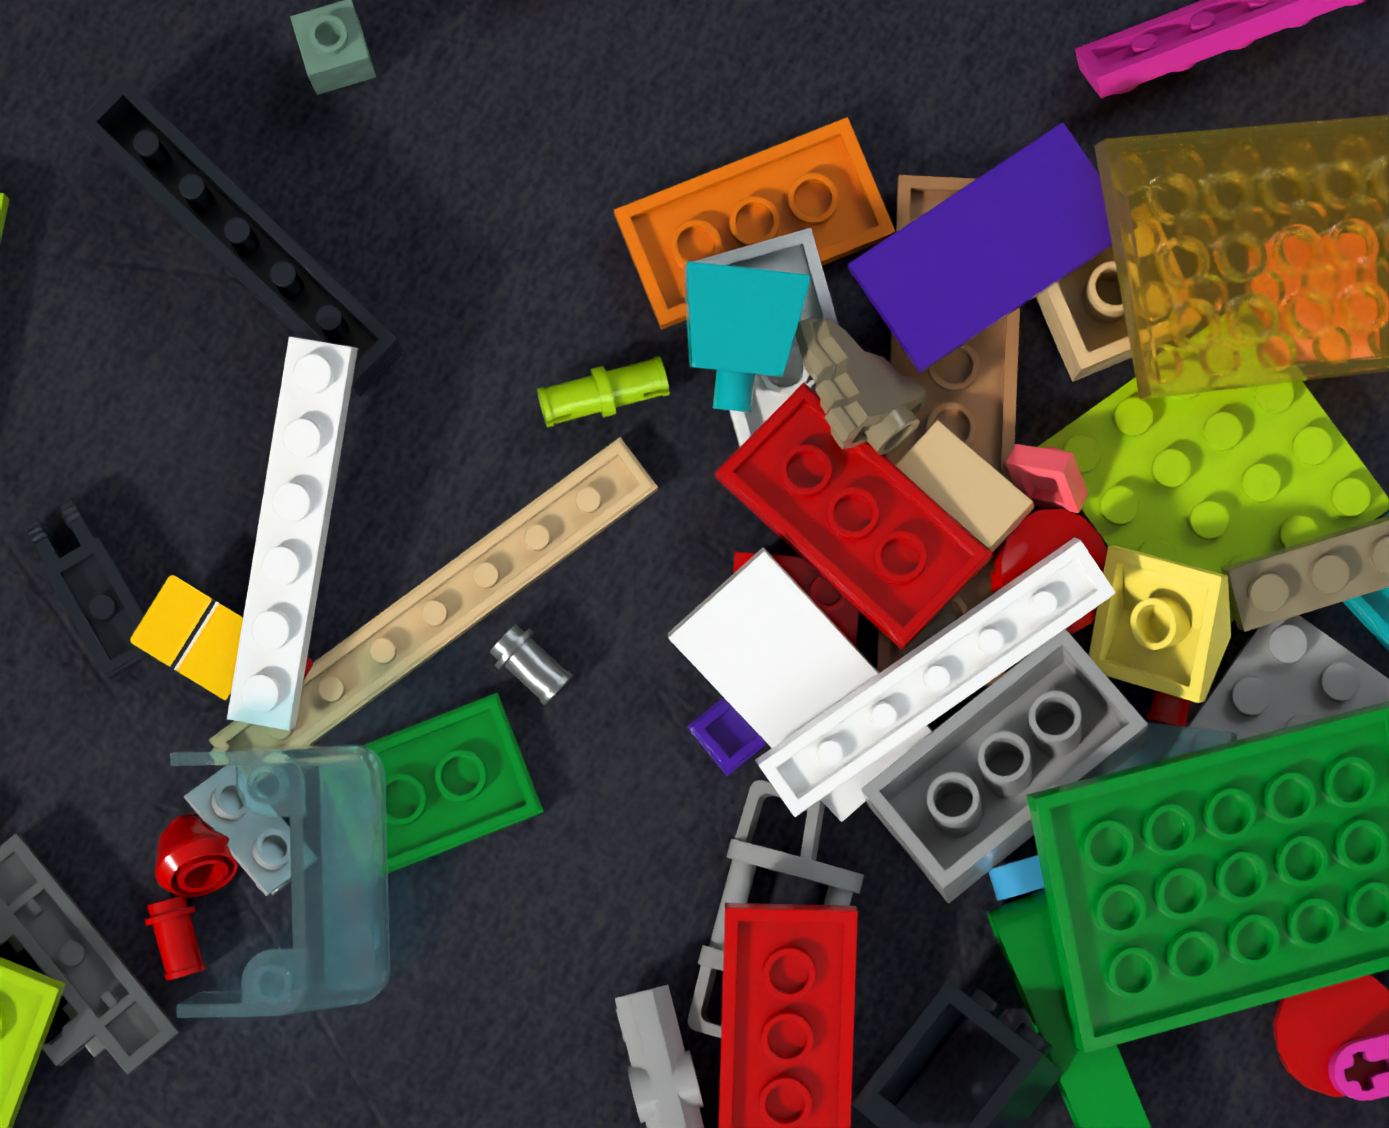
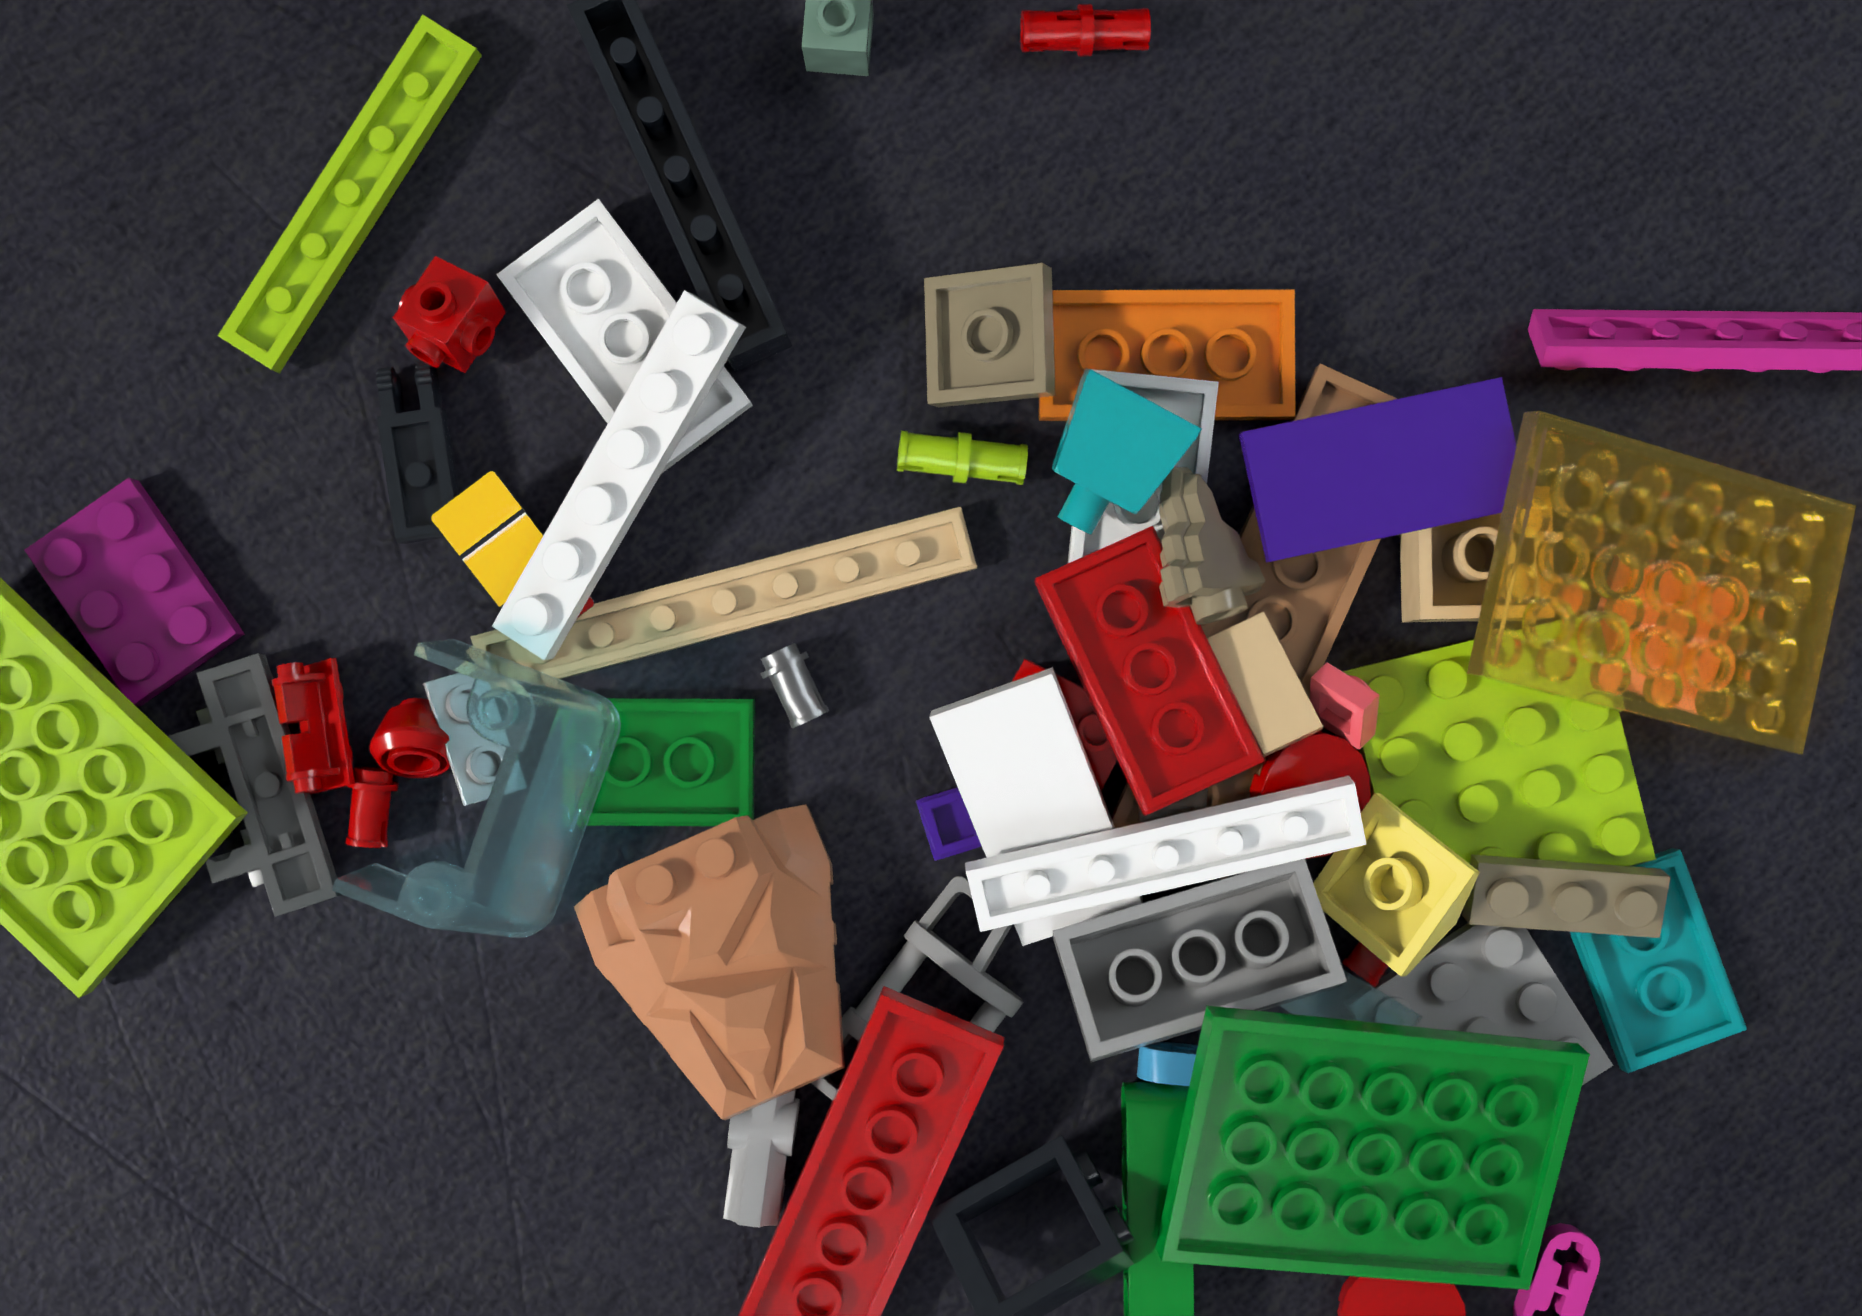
camera: 20 degrees right, 5 degrees up
(75, 448) = (449, 316): none -> red brick
(107, 895) = (321, 753): none -> red hinge
(221, 392) = (603, 314): none -> white plate
(568, 937) = (729, 955): none -> nougat wedge
(584, 269) = (989, 336): none -> dark tan plate

